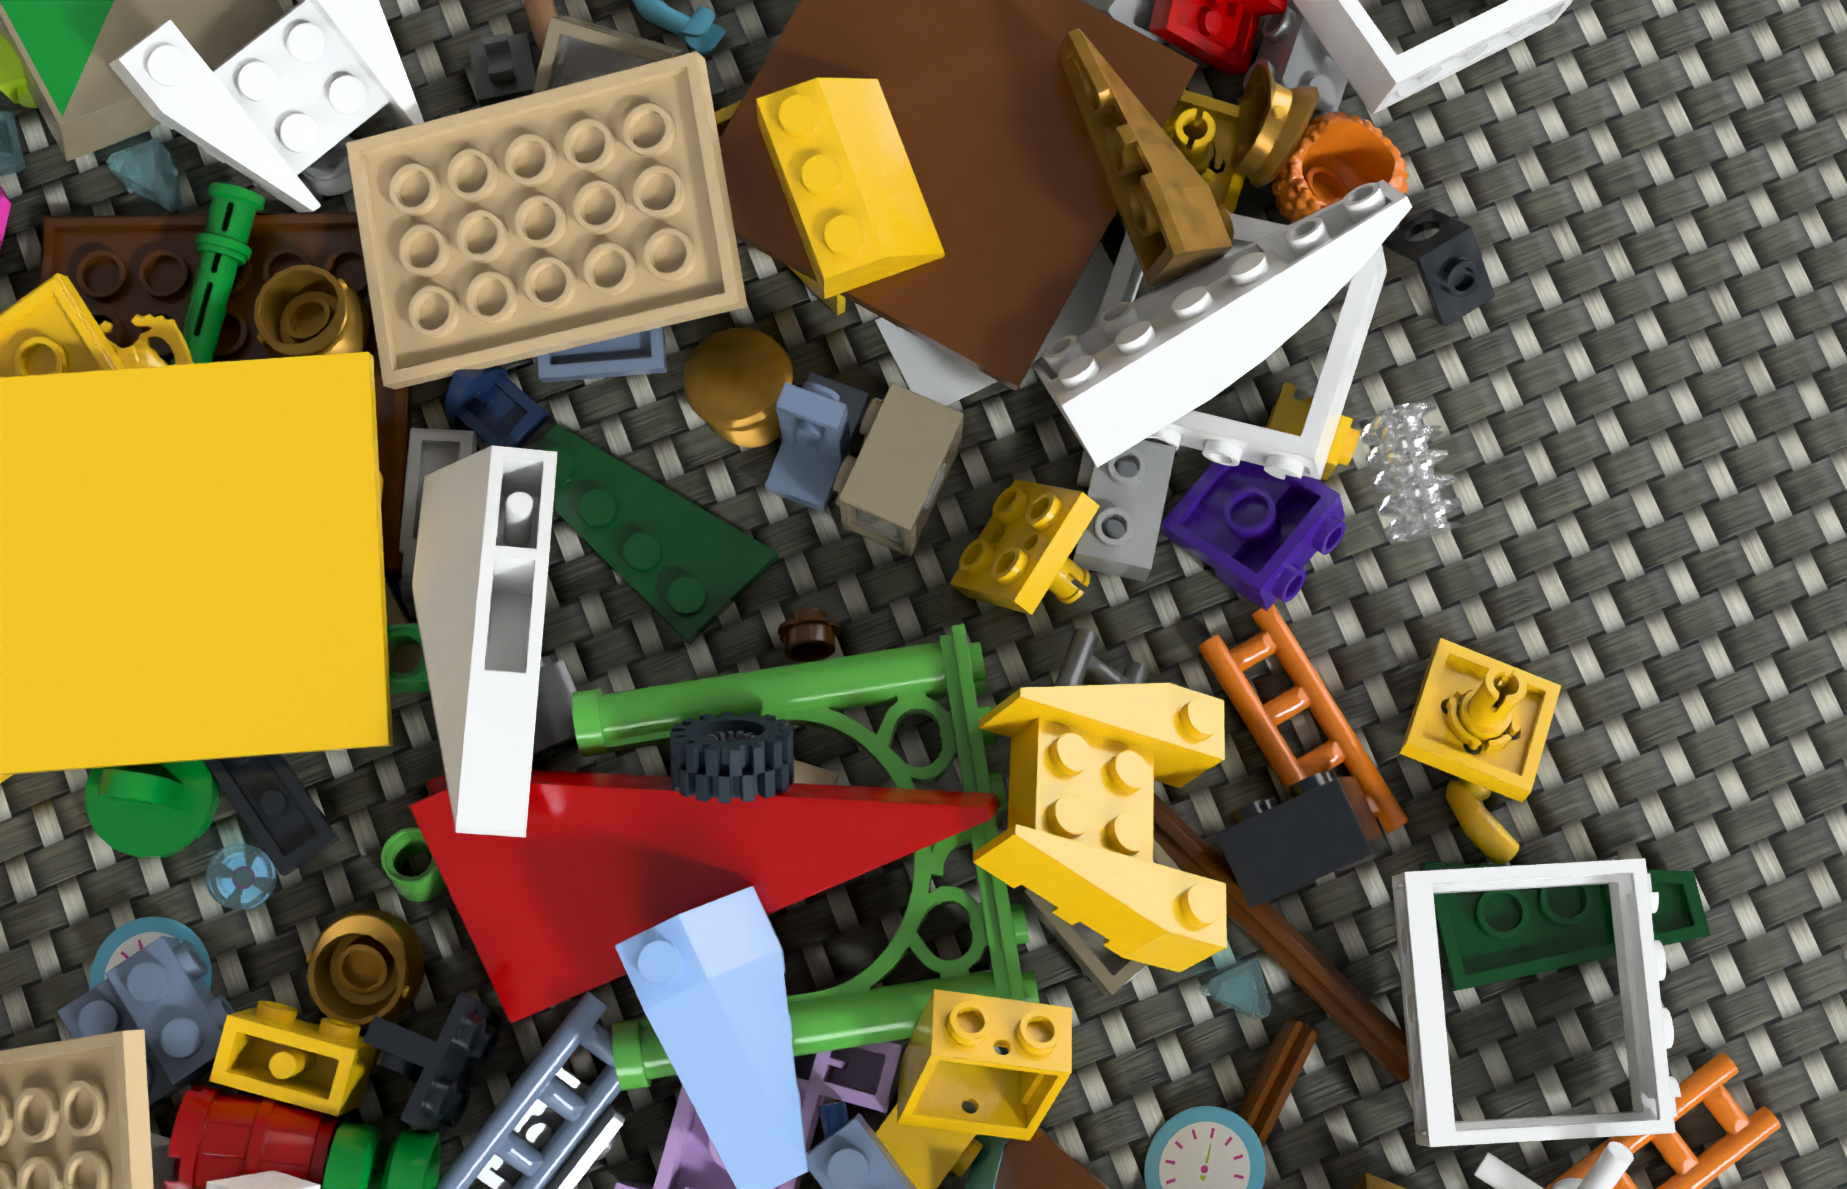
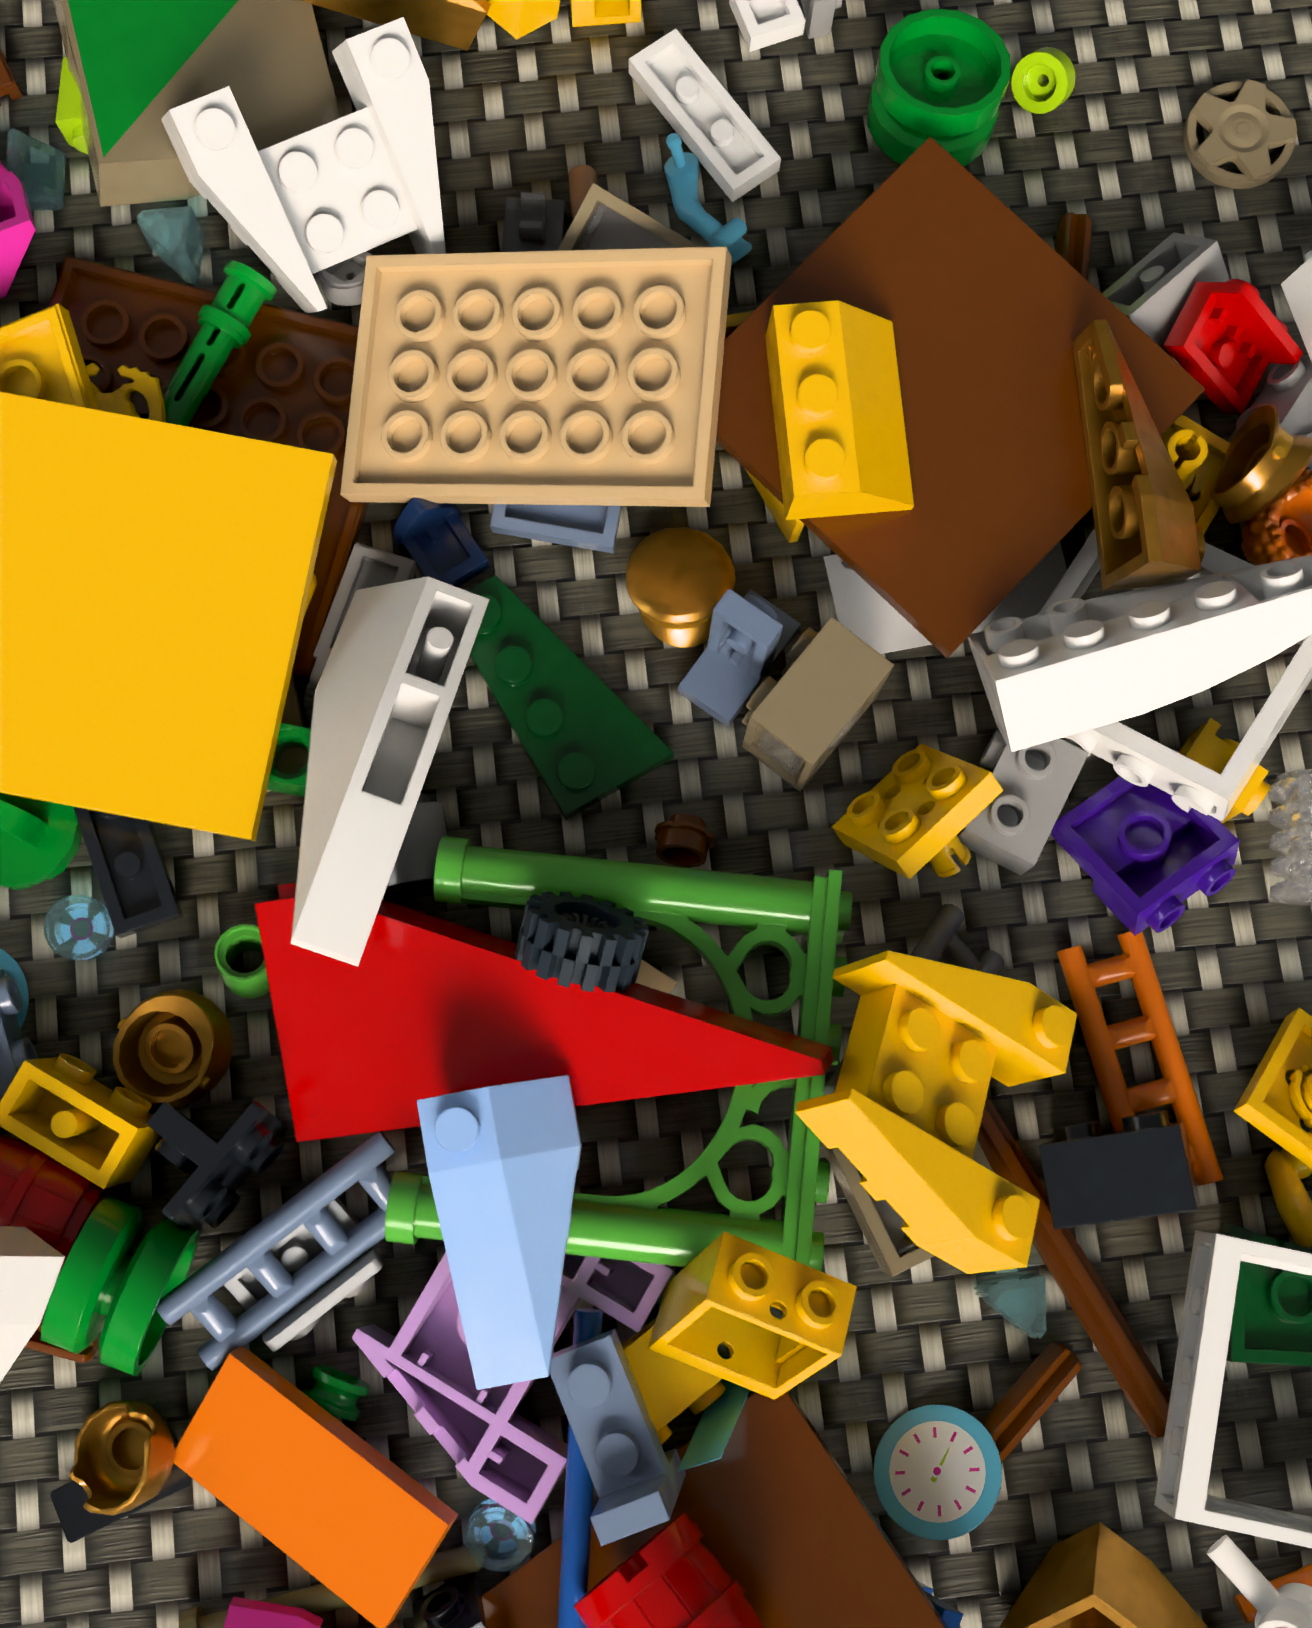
camera: 10 degrees right, 0 degrees up
(310, 314) = (290, 407): pearl gold piece -> none

